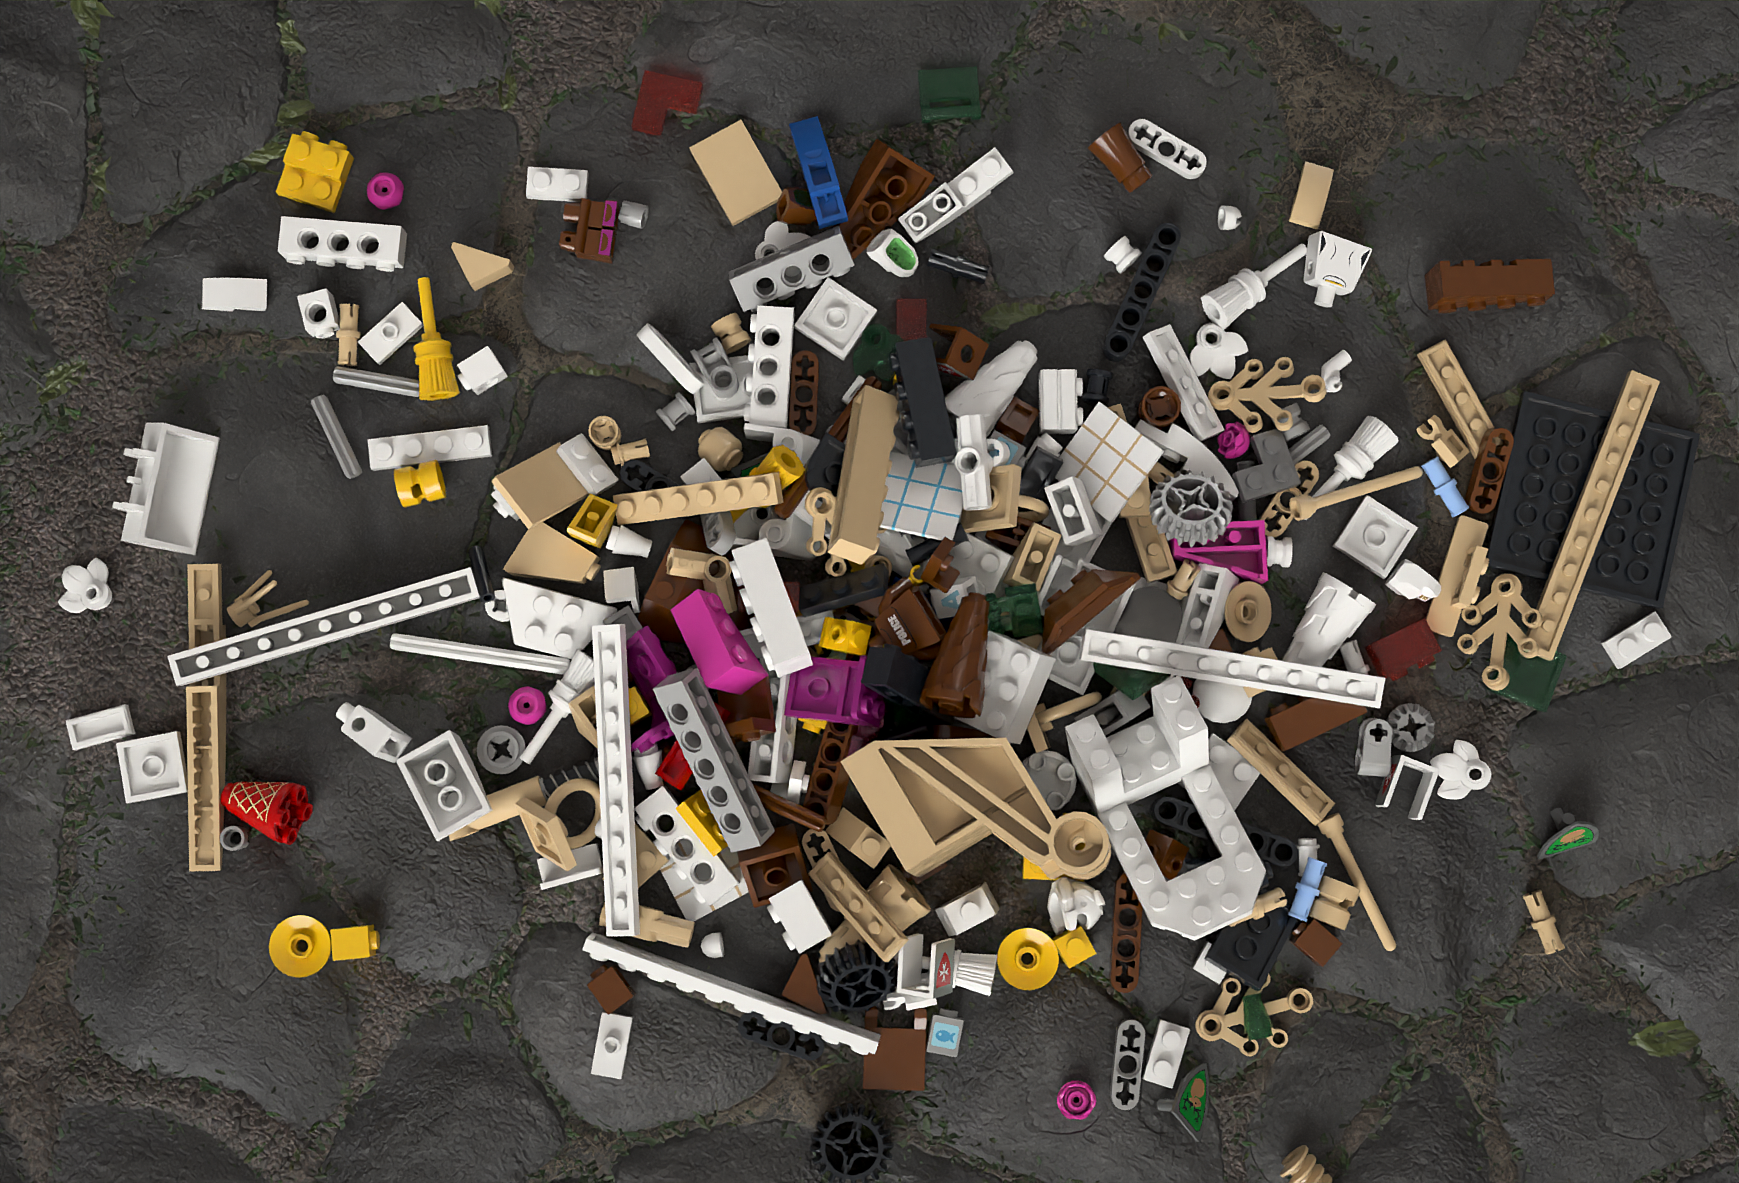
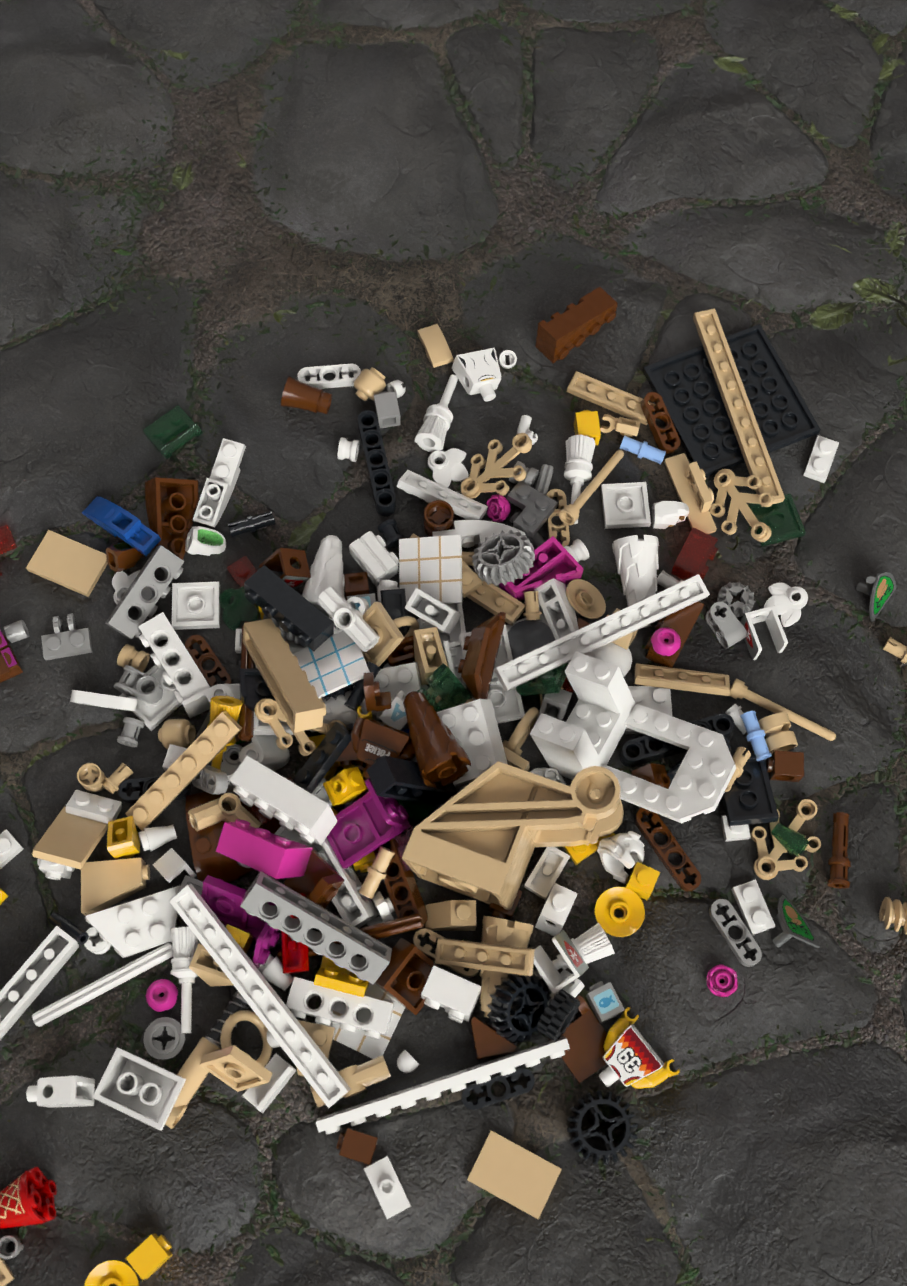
camera: 35 degrees left, 15 degrees down
(676, 264) = (66, 643): none -> light grey hinge
(737, 1123) = (514, 1174): none -> tan tile
(814, 744) = (376, 872): none -> tan pin
(886, 1016) = (558, 1015): none -> black tyre
(929, 1105) = (632, 1057): none -> torso
(986, 865) = (546, 871): none -> white plate
(1199, 236) = (387, 409): none -> light grey brick
(1202, 192) = (369, 384): none -> tan head
(1283, 726) = (662, 647): none -> dark pink plate
(1290, 1075) = (839, 862): none -> reddish brown pin
(1385, 273) = (512, 359): none -> white hinge
(1404, 416) = (587, 424): none -> yellow brick

